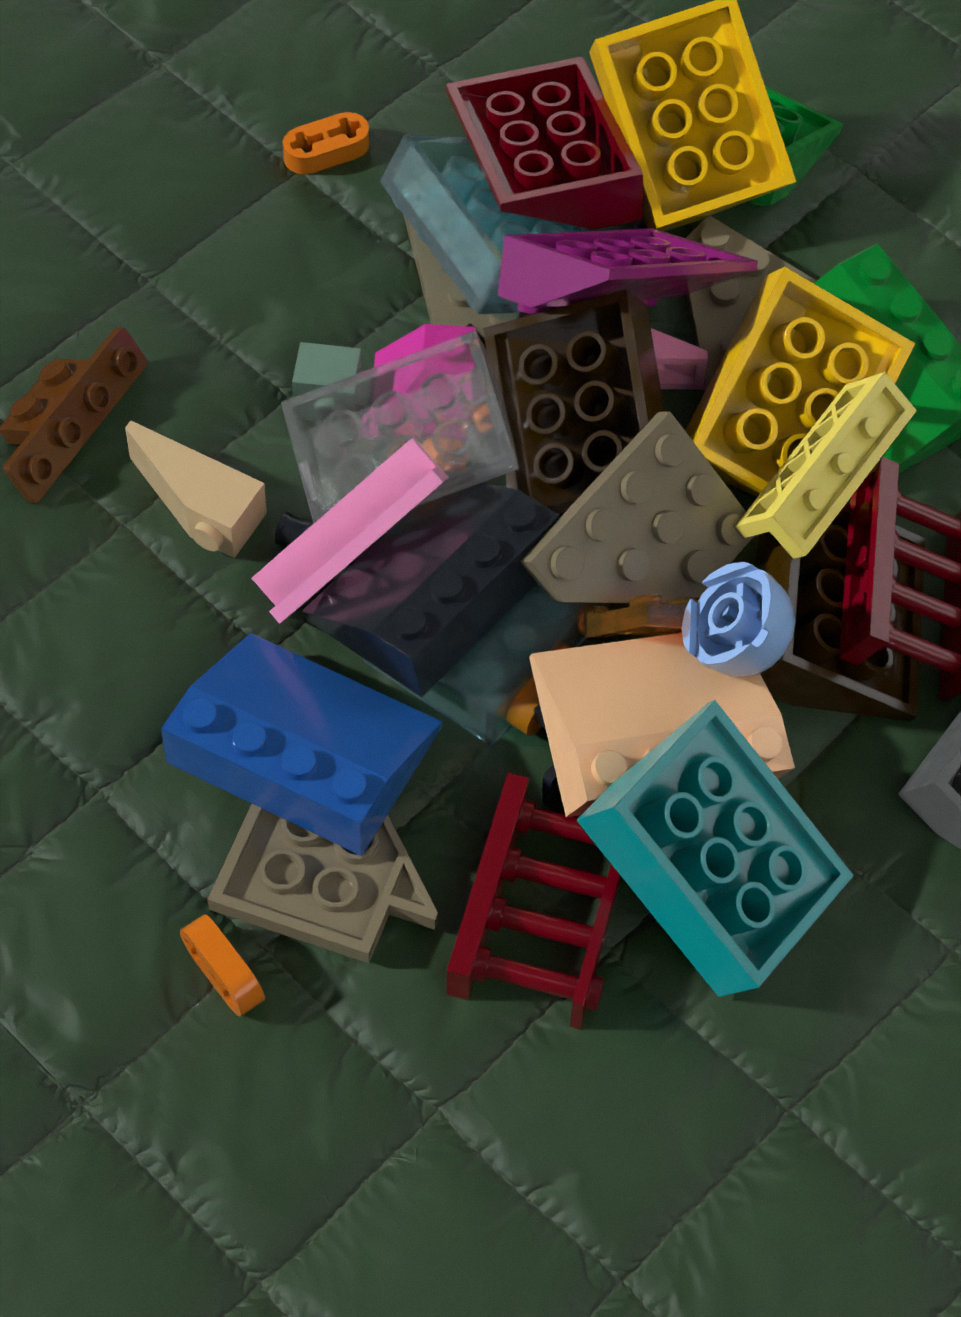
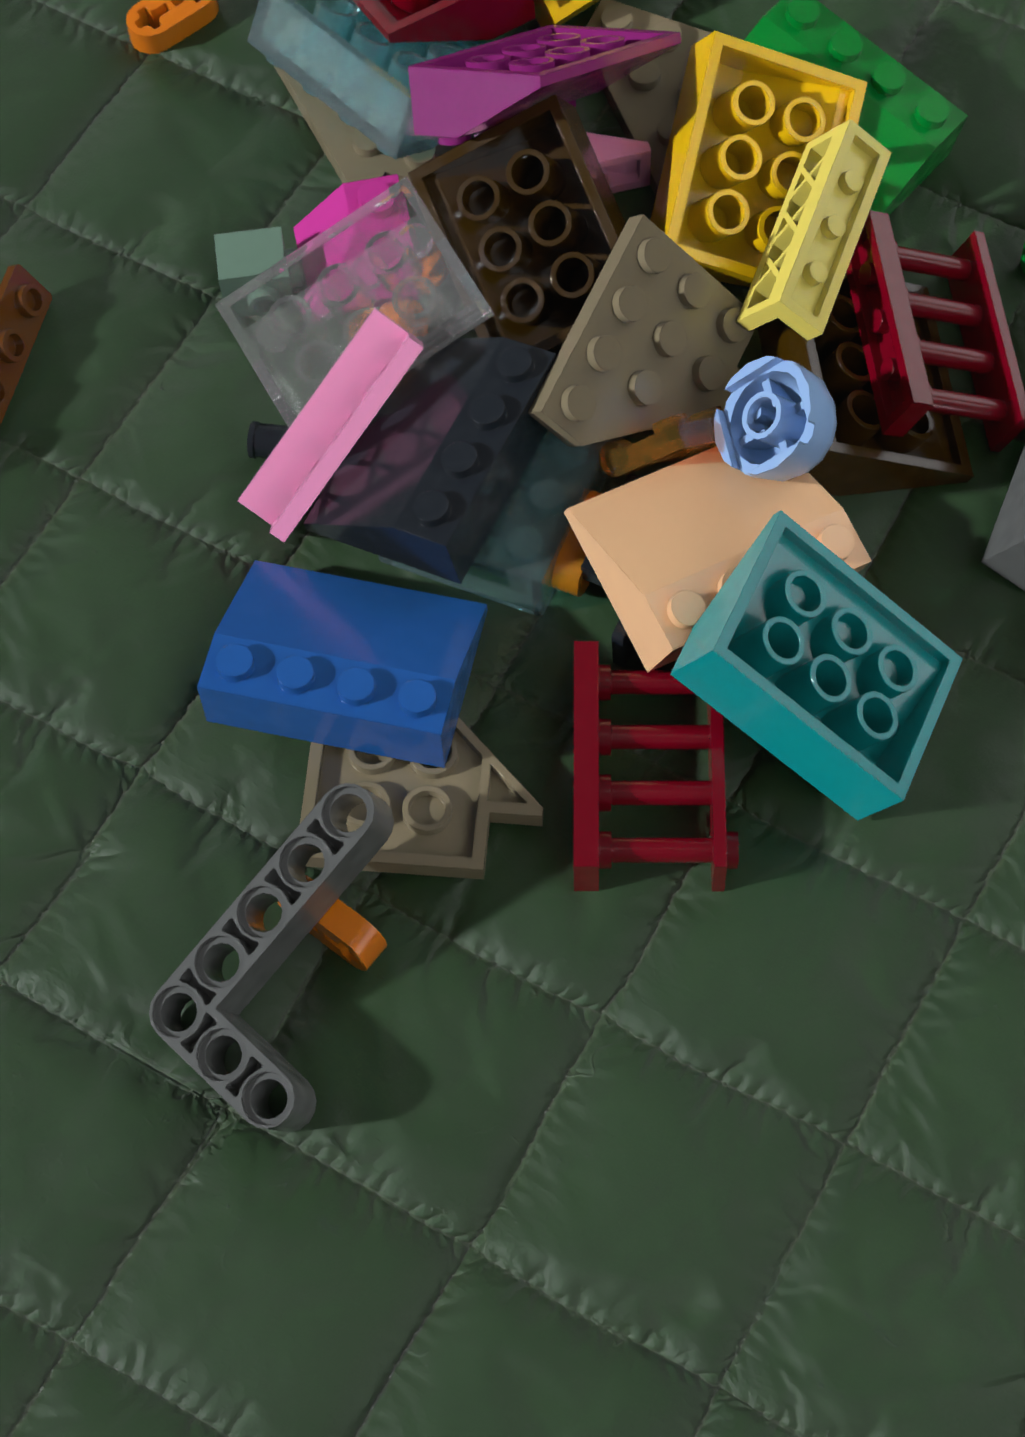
camera: 10 degrees left, 5 degrees up
(151, 976) = (262, 954): none -> dark grey beam
(205, 496) = (158, 424): tan slope -> none

